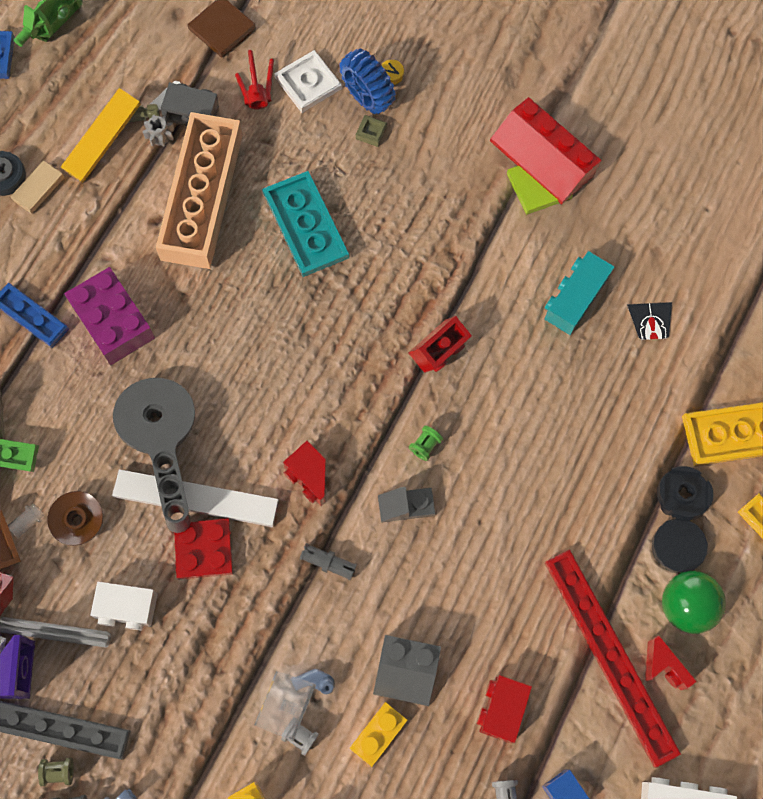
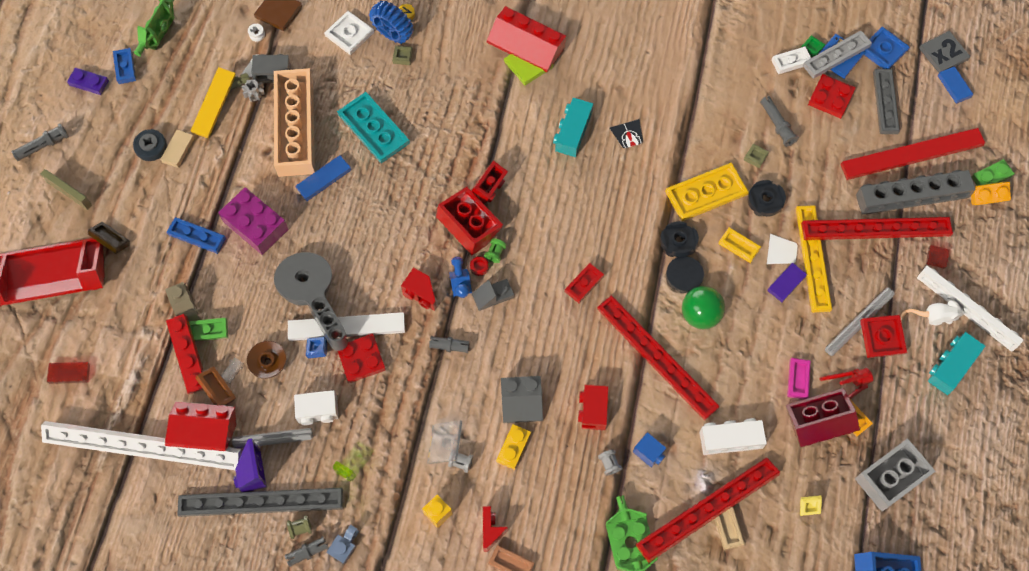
camera: 10 degrees left, 5 degrees down
(136, 707) = (344, 471): none -> clear neon green tile
(147, 518) = (316, 347): none -> blue tile
(184, 57) = (256, 37): none -> white bush
(219, 278) = (323, 178): none -> blue tile
(256, 96) = (316, 51): red plant -> none
(322, 680) = (467, 422): sand blue arm -> none
(366, 472) = (460, 279): none -> blue piece
(398, 458) = (479, 266): none -> red tile
(400, 391) = (468, 220): none -> red slope
(536, 522) = (584, 283): none -> red plate
(662, 658) = (691, 348): red slope -> none

